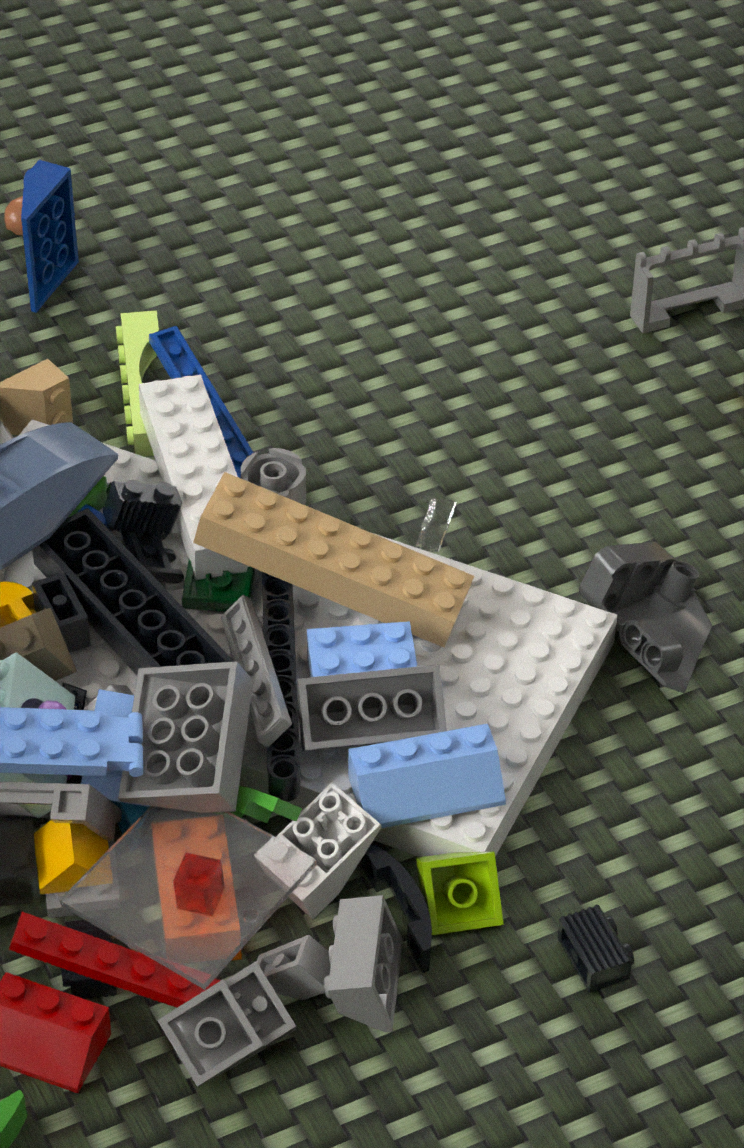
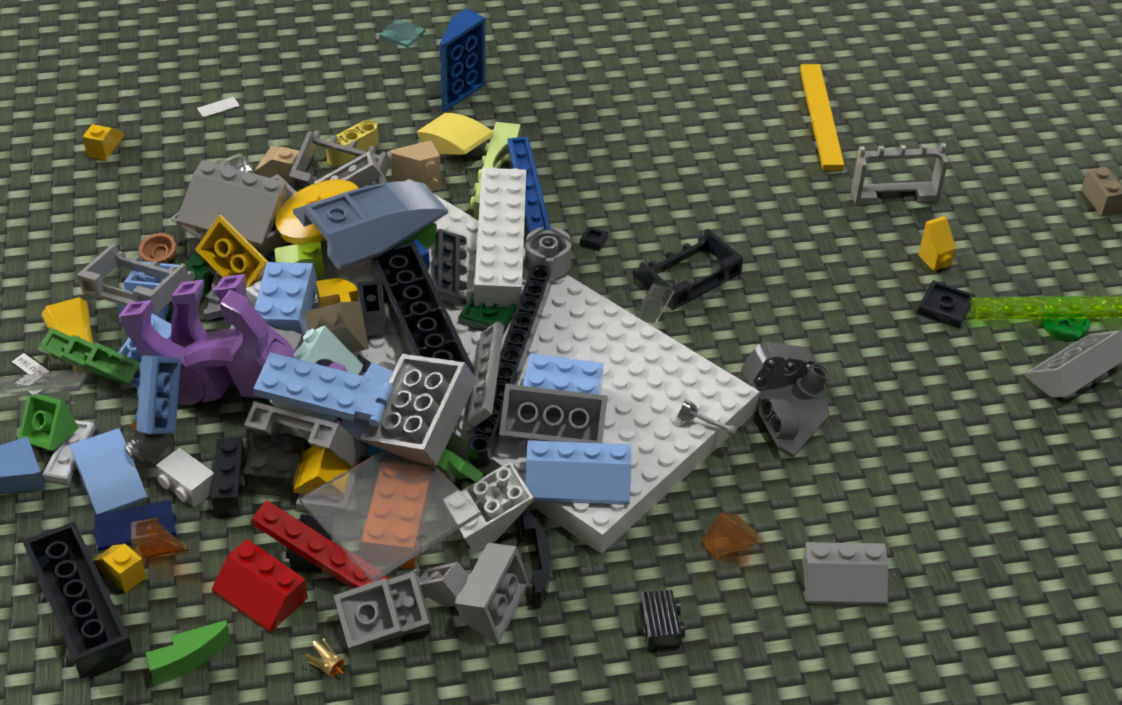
camera: 15 degrees right, 0 degrees up
(68, 341) = (454, 133): none -> light yellow slope
(142, 507) = (451, 248): black brick -> none
(181, 1111) = (332, 663): none -> pearl gold piece
(199, 884) = (391, 509): clear red brick -> none
(314, 451) = (594, 238): none -> black tile
(332, 558) = (566, 310): tan brick -> none
(460, 890) = (579, 558): lime slope -> none
(513, 454) = (730, 267): none -> black hinge
(539, 662) = (689, 411): none -> hinge
(557, 220) = (821, 118): none -> yellow tile
(642, 817) = (729, 535): none -> clear orange slope

